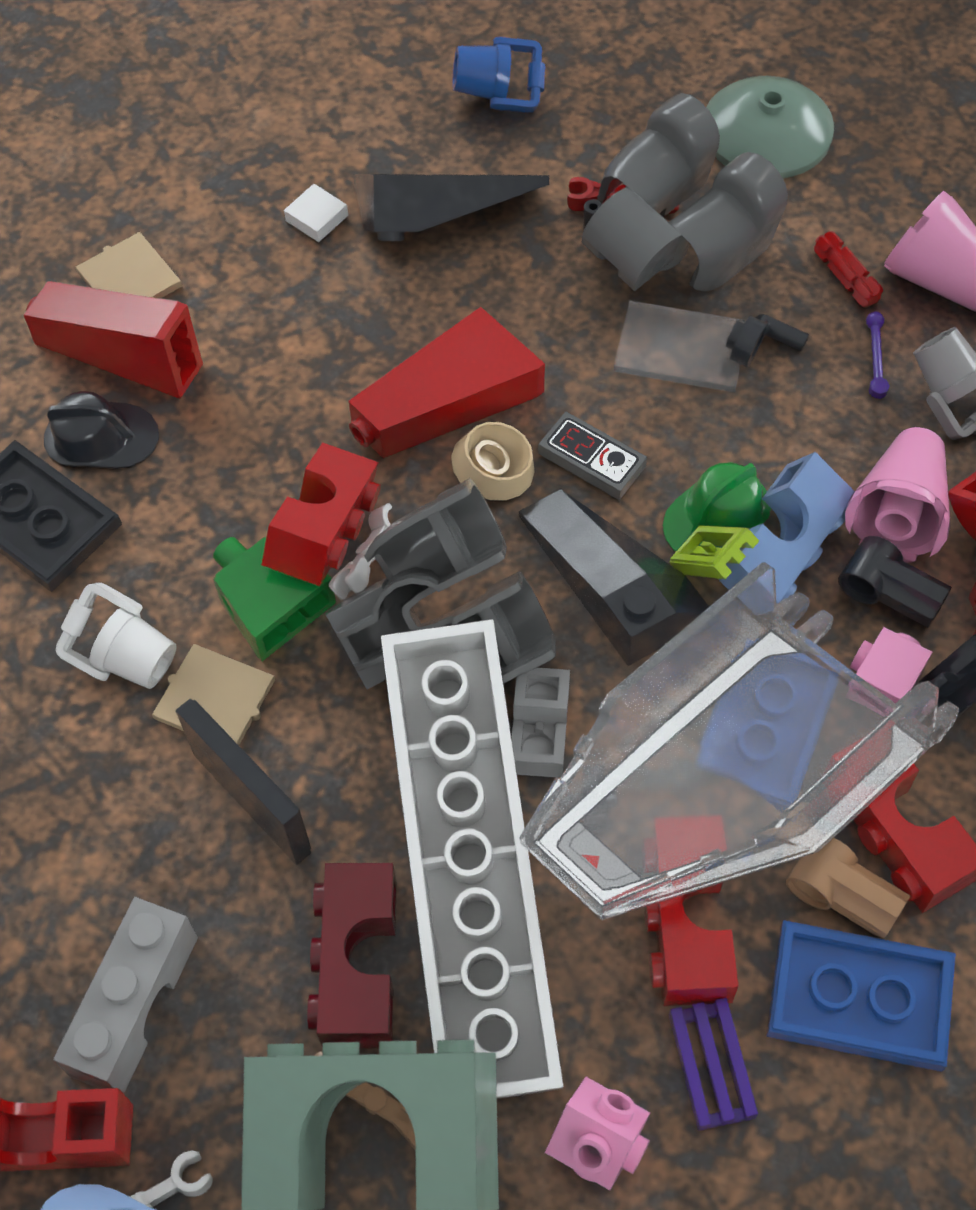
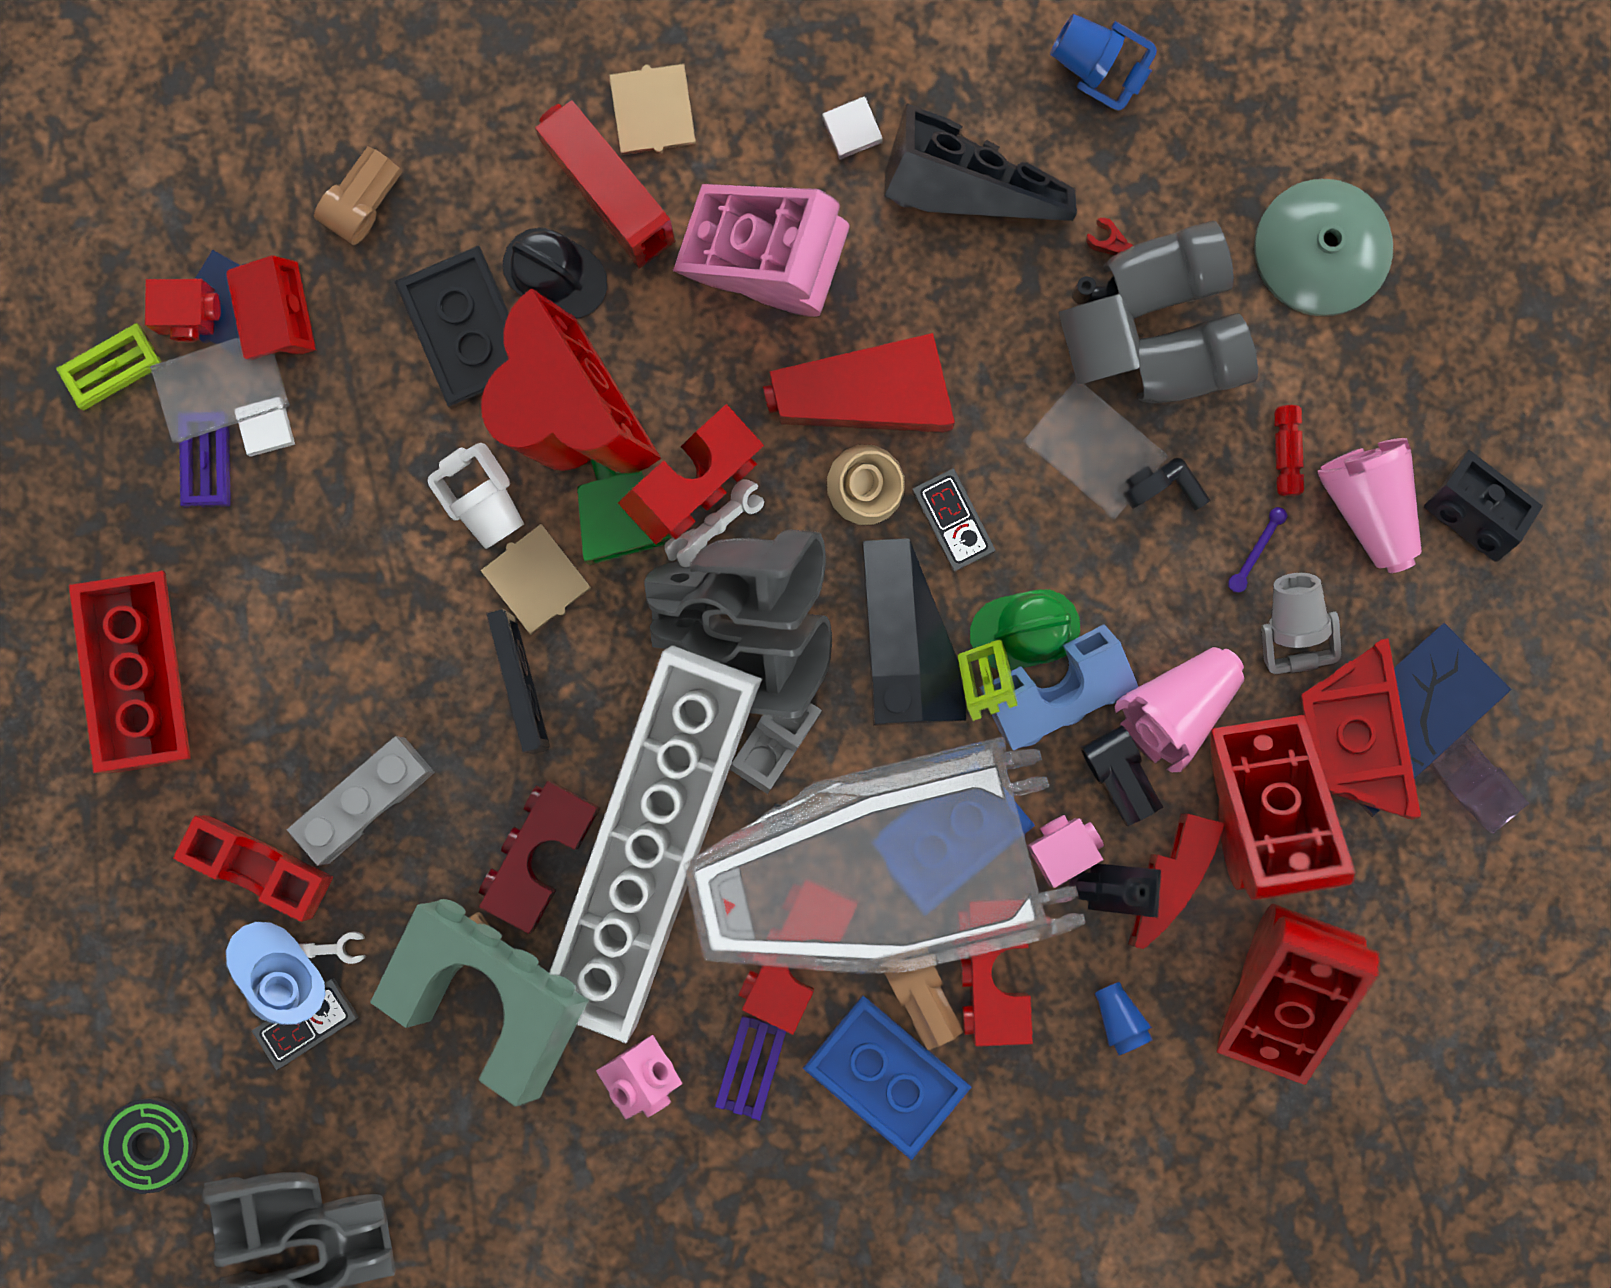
camera: 25 degrees right, 25 degrees up
(161, 504) = (558, 397): none -> red brick
(290, 303) = (765, 244): none -> bright pink brick

